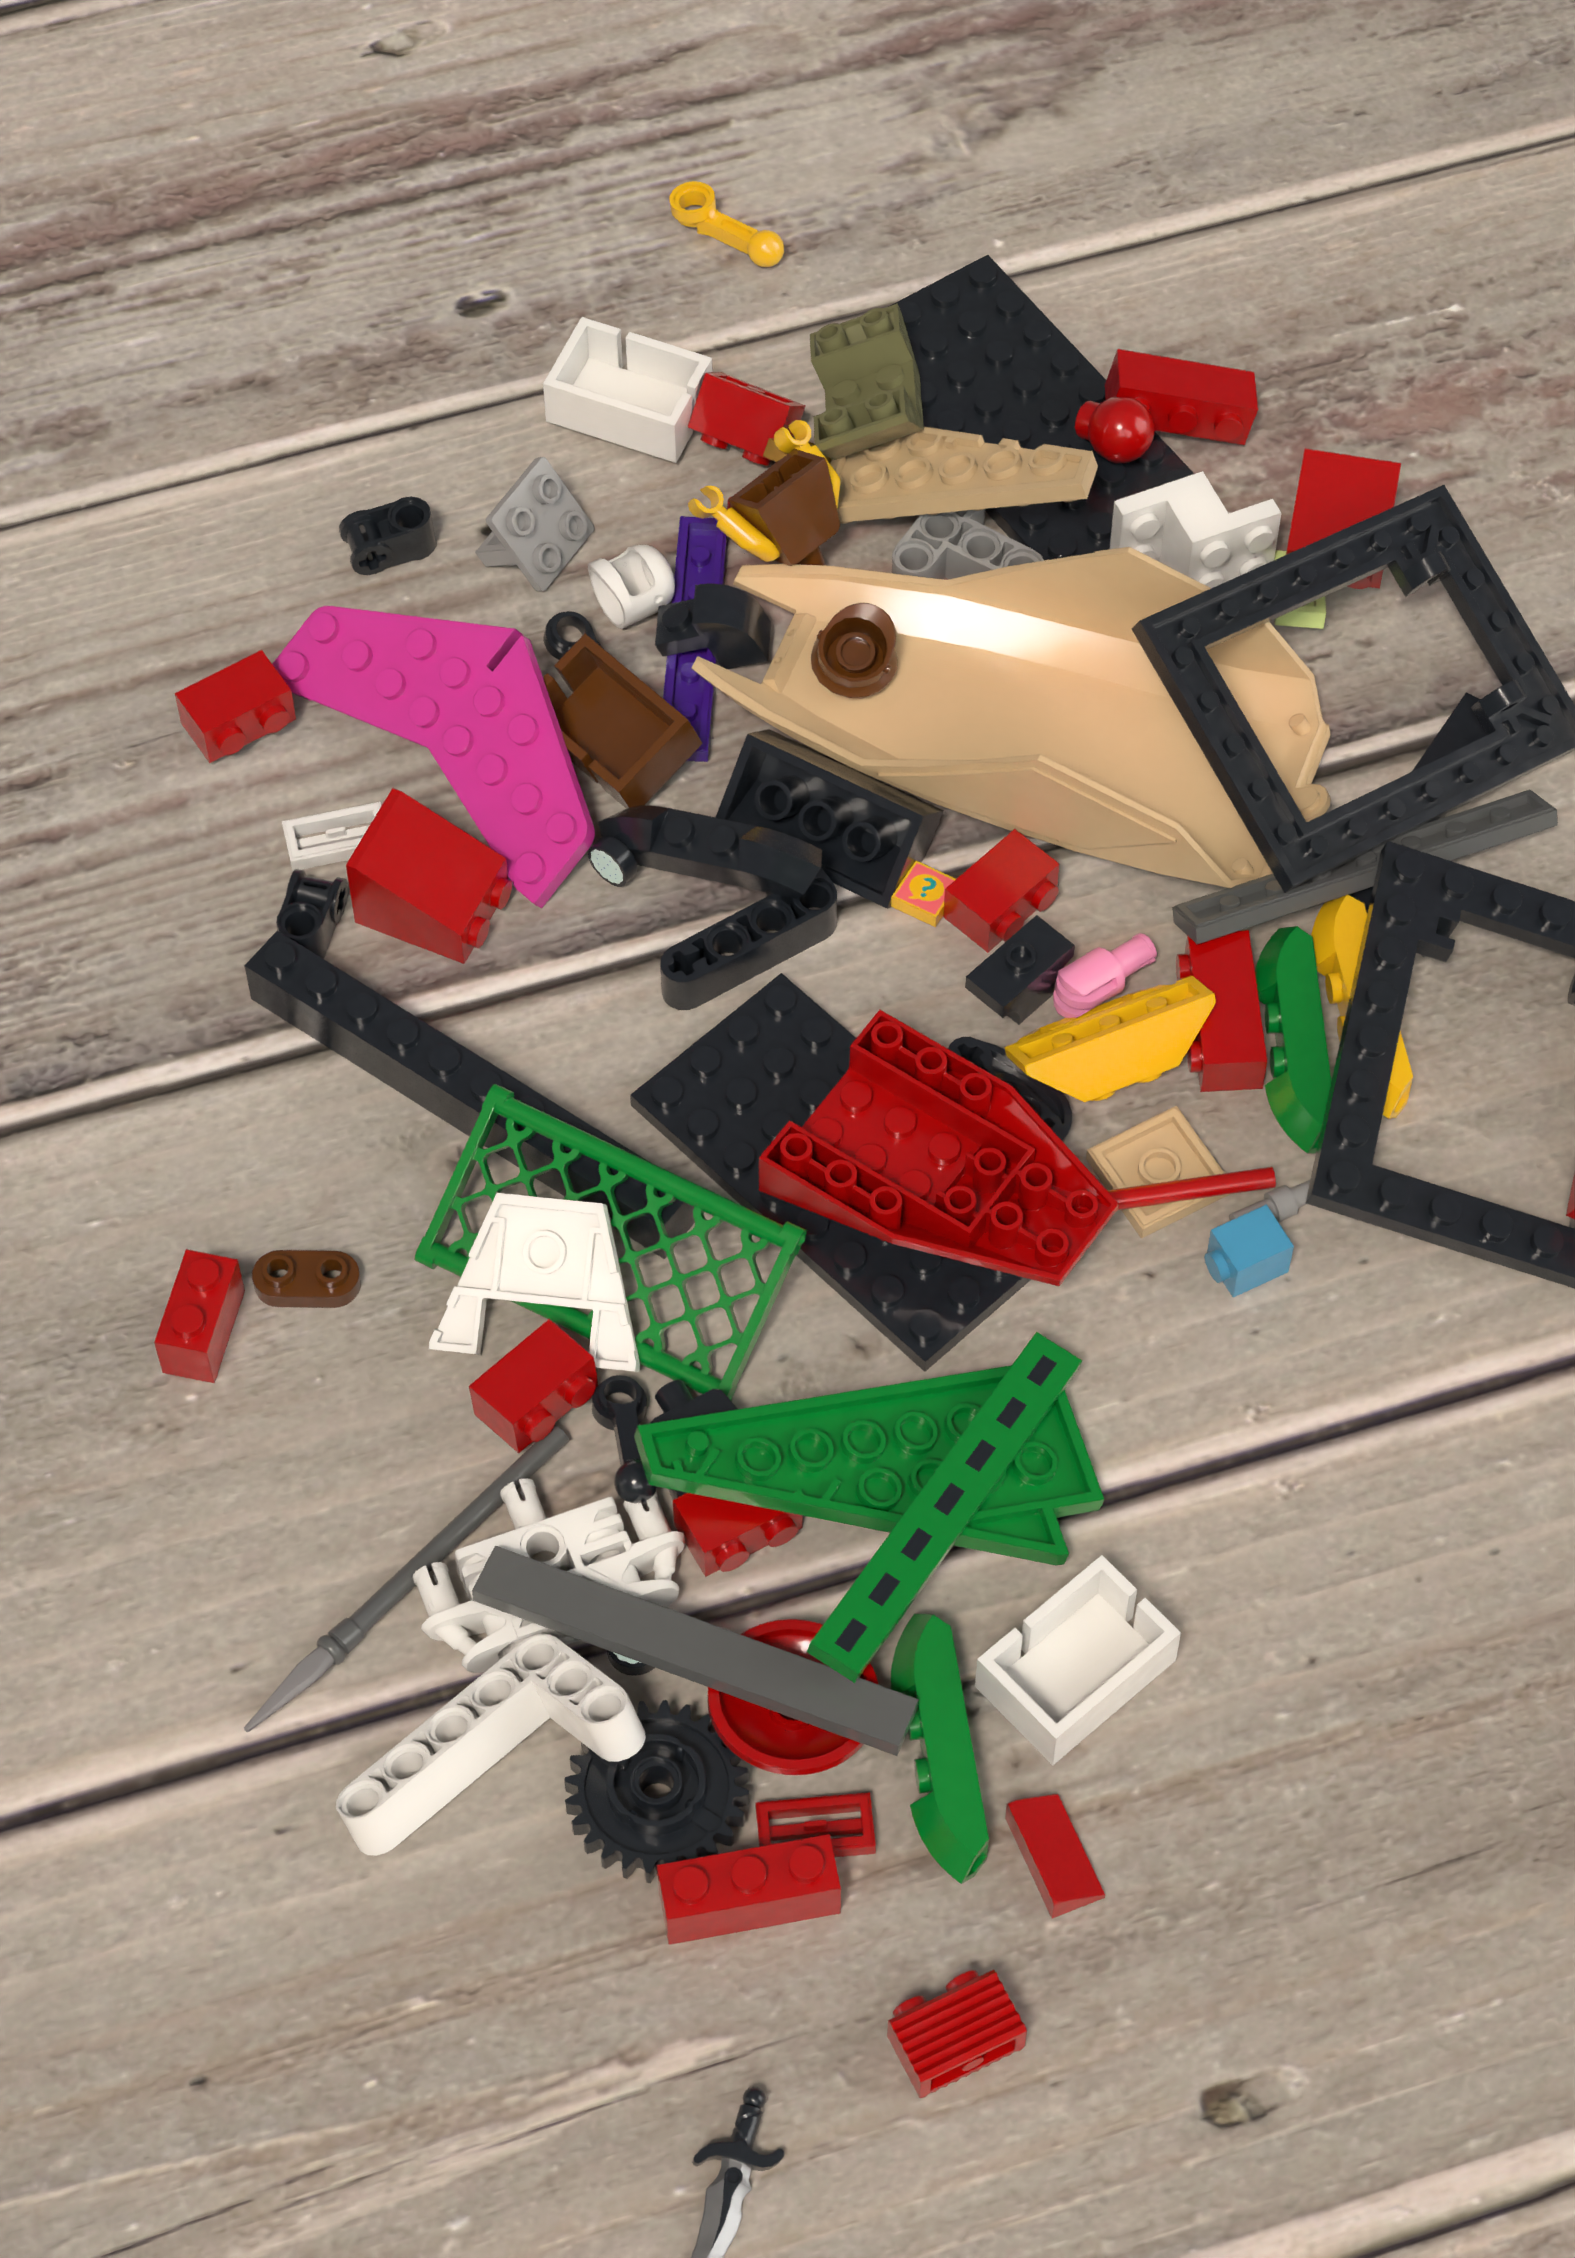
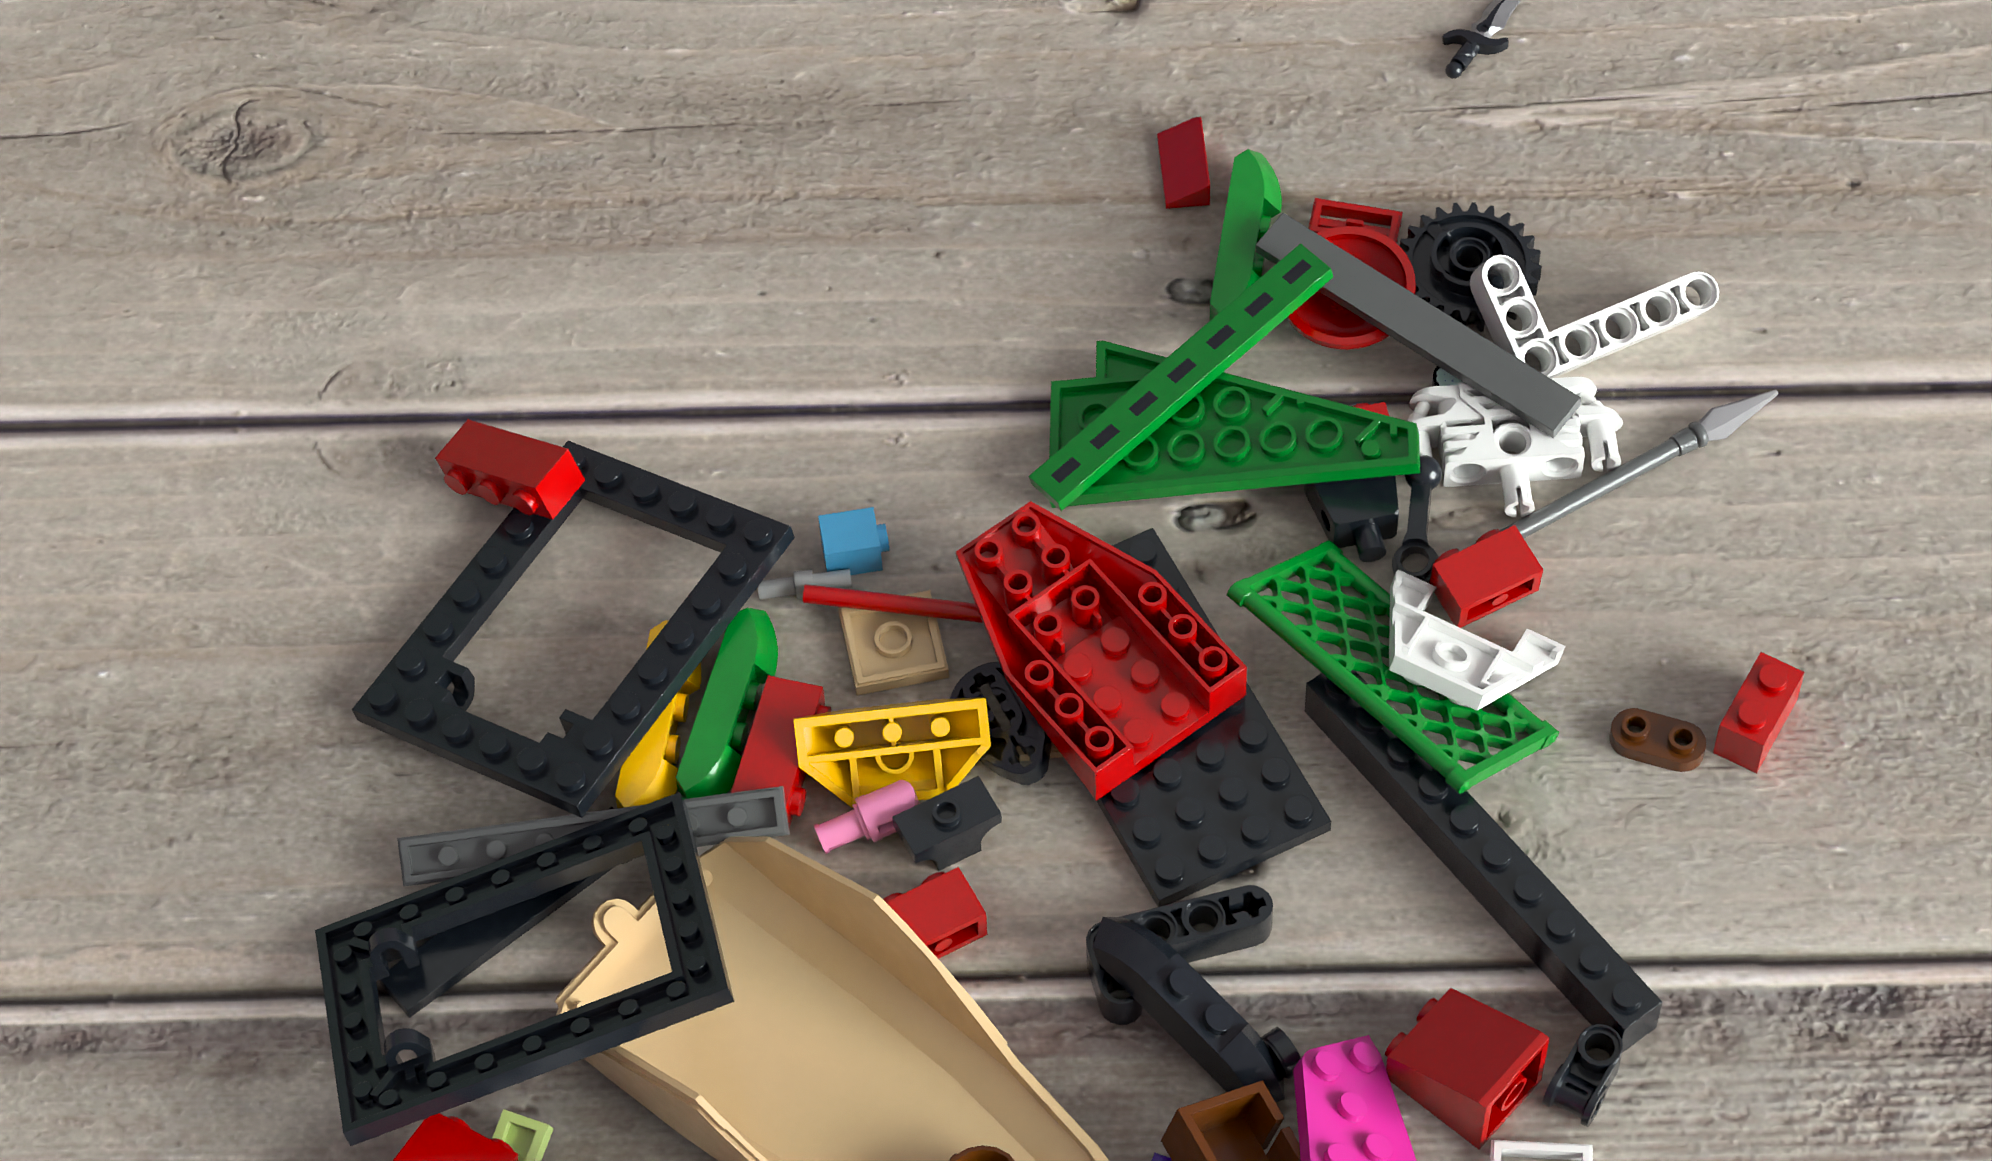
camera: 160 degrees left, 0 degrees up
(749, 1889) = (1418, 179): red brick -> none
(860, 824) = (1067, 1043): black slope -> none
(922, 893) = (997, 951): tile -> none
(955, 2031) = (1299, 66): red brick -> none
(1077, 1660) = (1120, 263): white piece -> none

